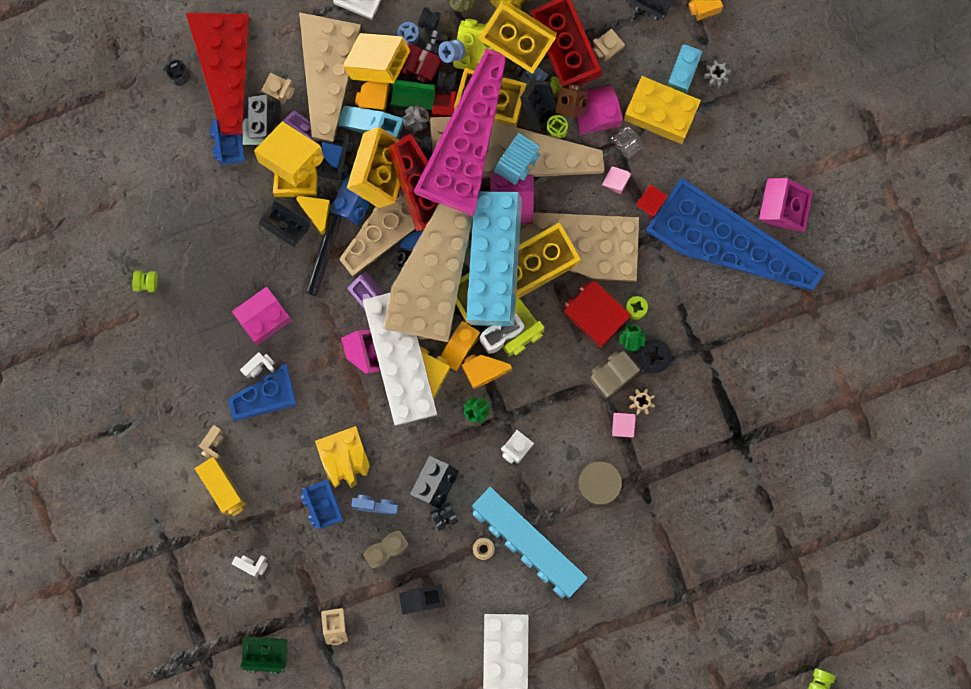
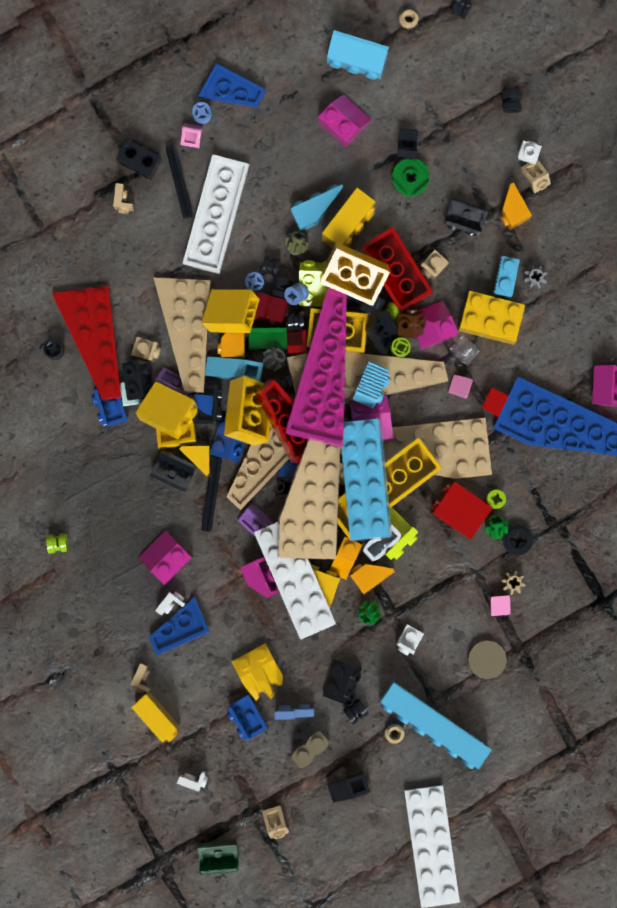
camera: 10 degrees left, 5 degrees up
(614, 374) = (485, 562): dark tan brick -> none

